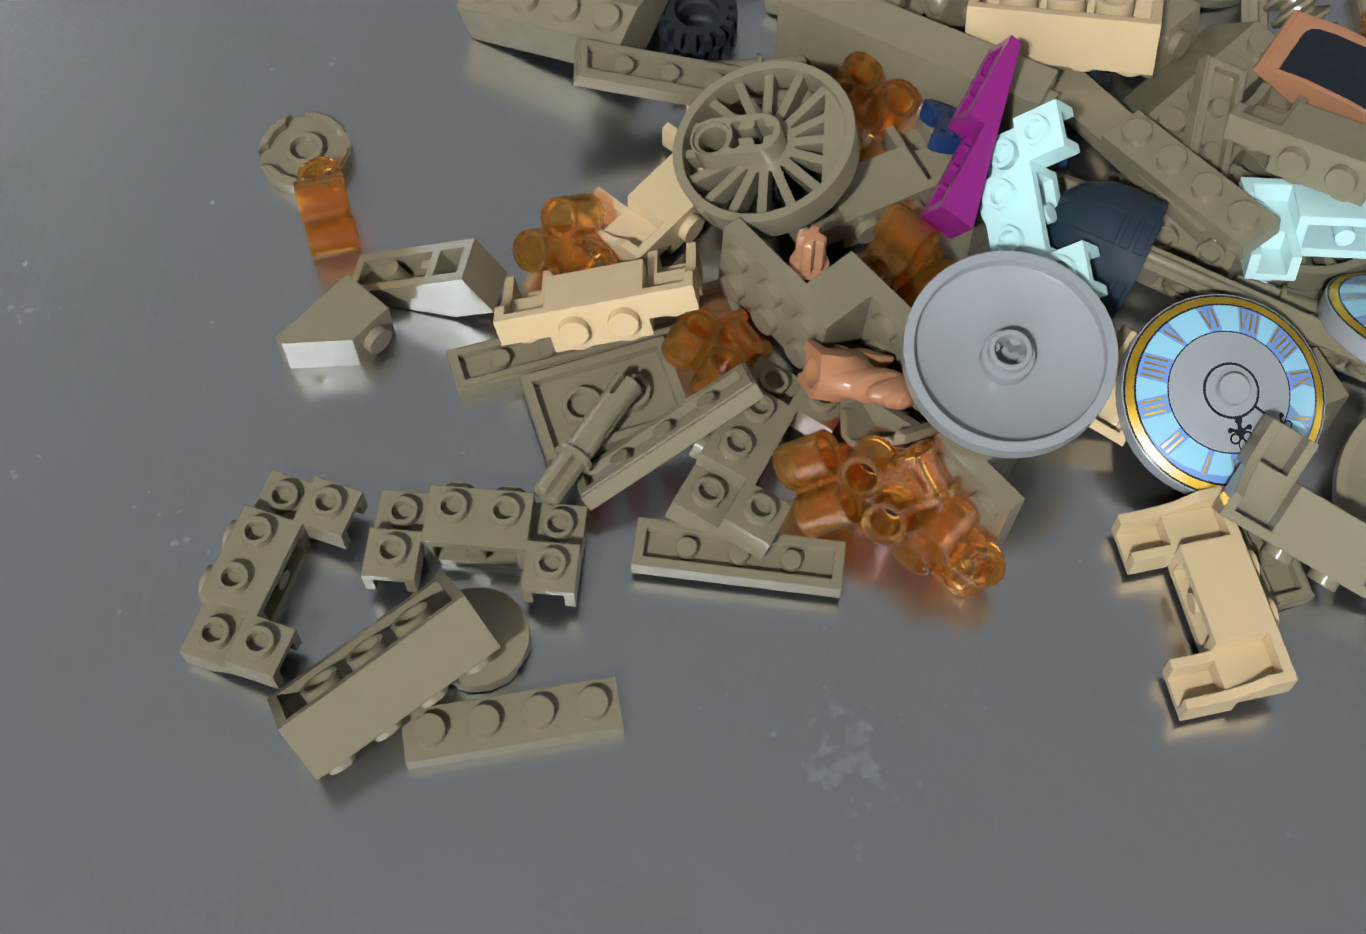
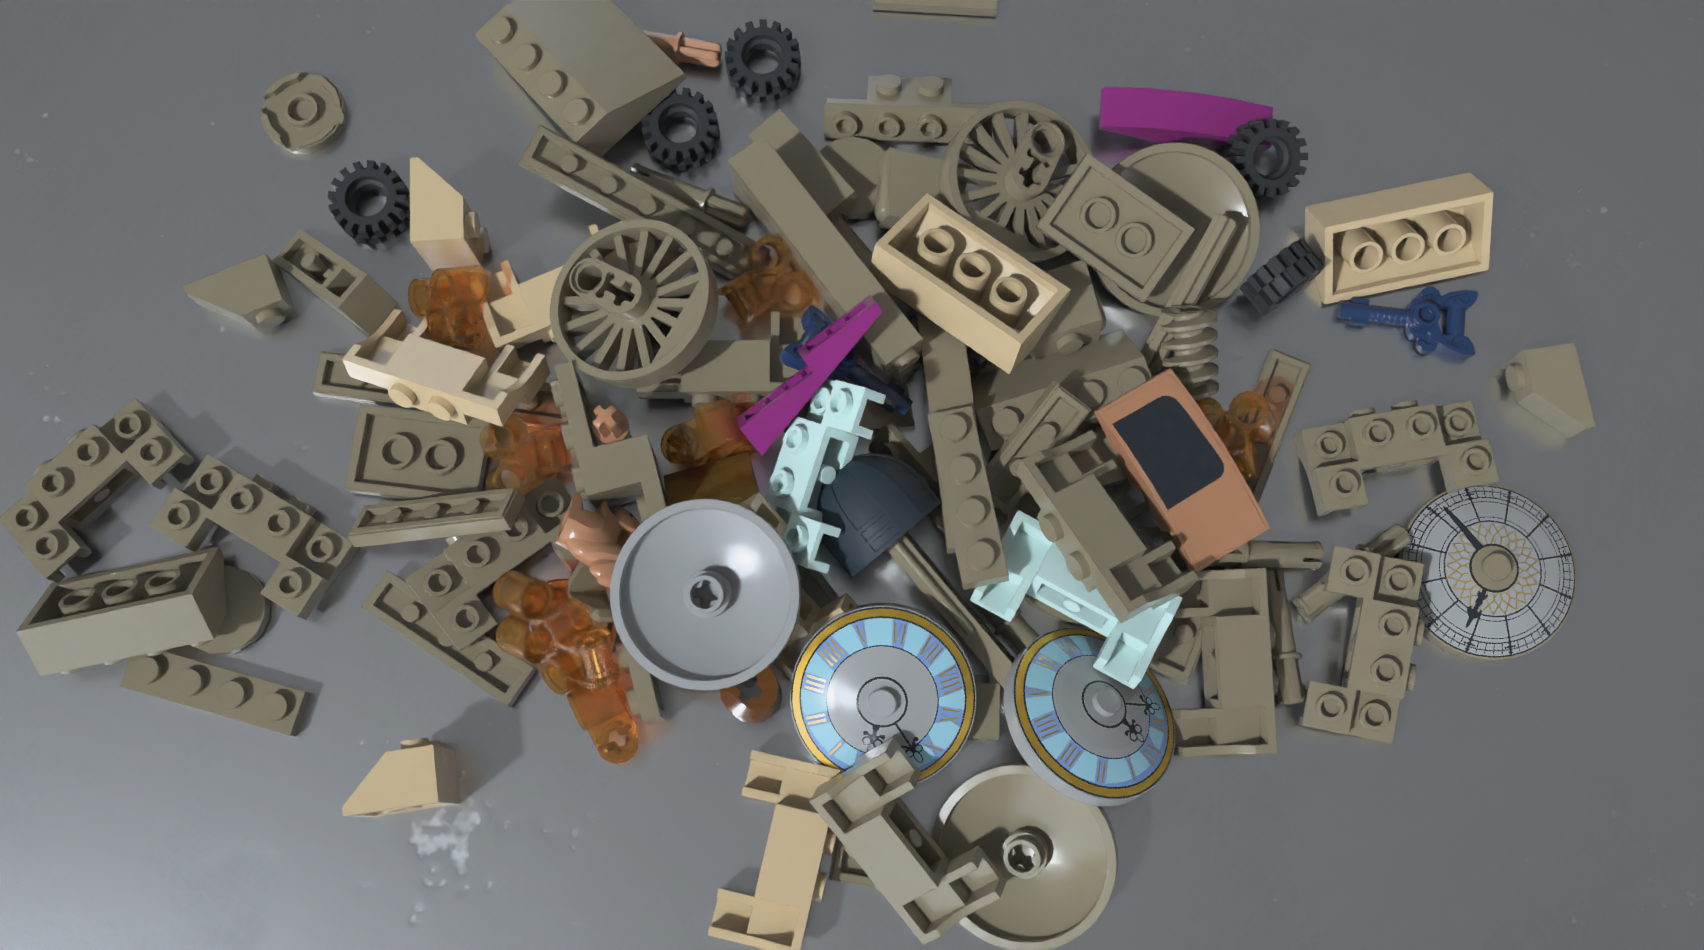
camera: 25 degrees right, 15 degrees up
(326, 210) = (281, 180): clear orange piece -> none
(420, 177) = (359, 182): none -> black tyre
(515, 168) = (442, 222): none -> tan slope
(587, 438) = (376, 488): dark tan axle -> none
(794, 700) = (407, 780): none -> tan slope
(1085, 466) = (756, 708): none -> reddish brown piece

